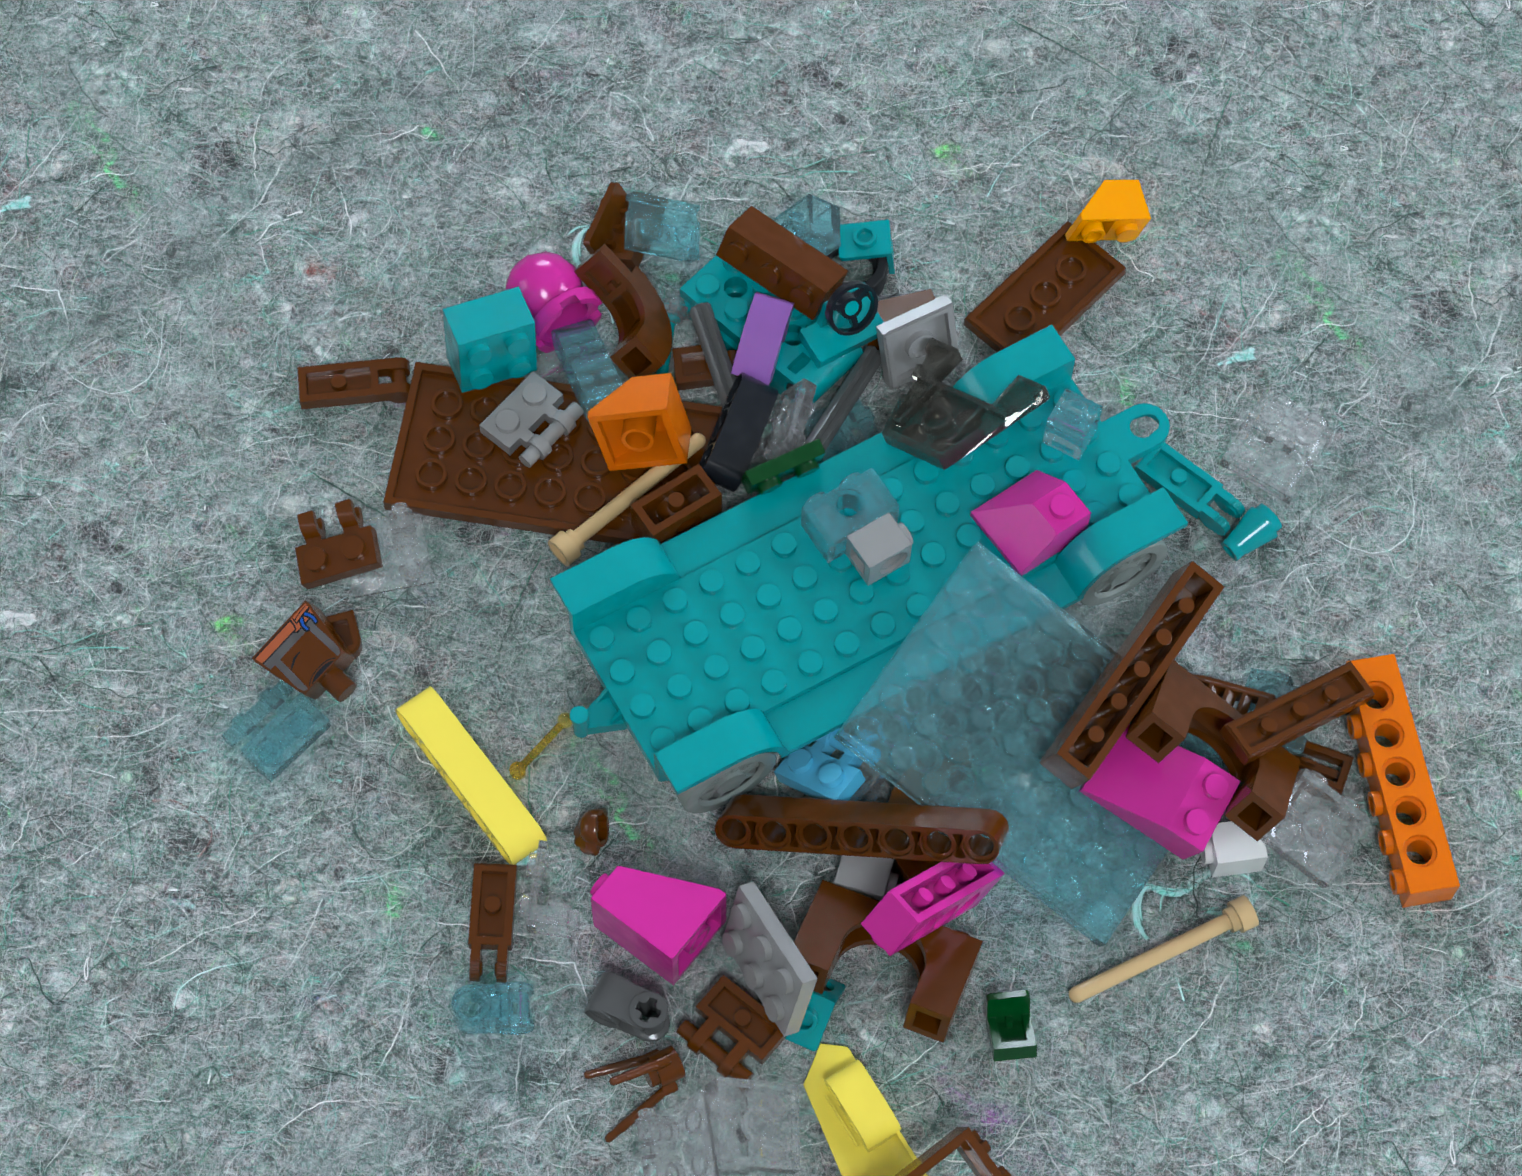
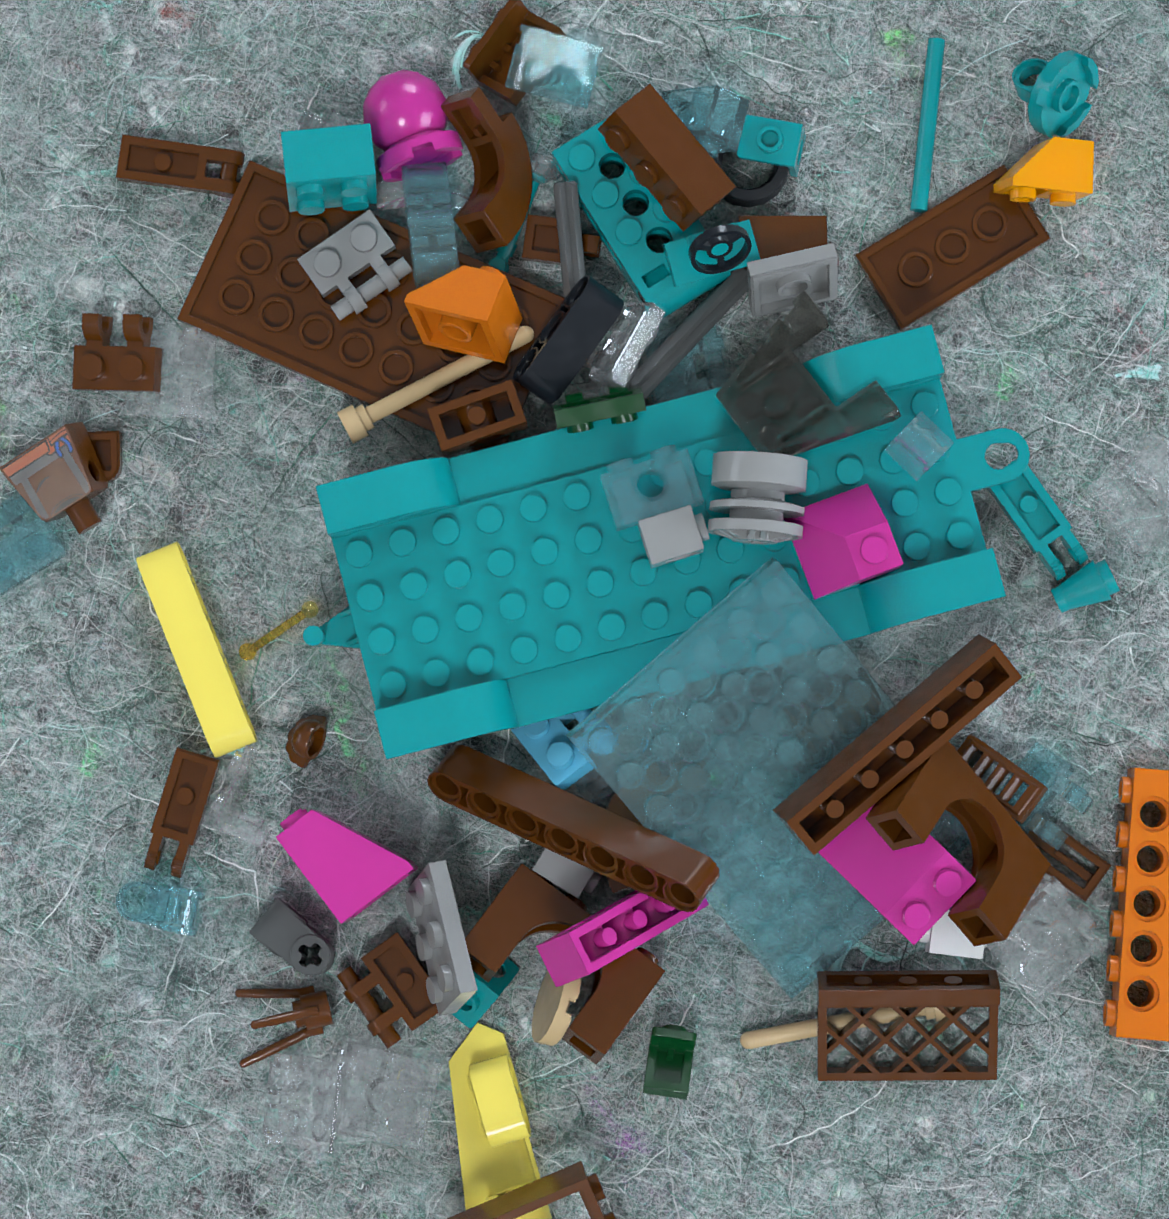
camera: 20 degrees right, 20 degrees up
(763, 337) = (622, 241): medium lavender slope -> none
(888, 996) = (550, 1010): none -> tan tile
(945, 490) = (757, 496): none -> light grey wheel
(993, 208) = (927, 125): none -> teal bar
(1094, 149) = (1059, 92): none -> teal tile
(1207, 903) = (915, 991): none -> reddish brown fence
(1296, 713) = (1060, 821): reddish brown tile -> none

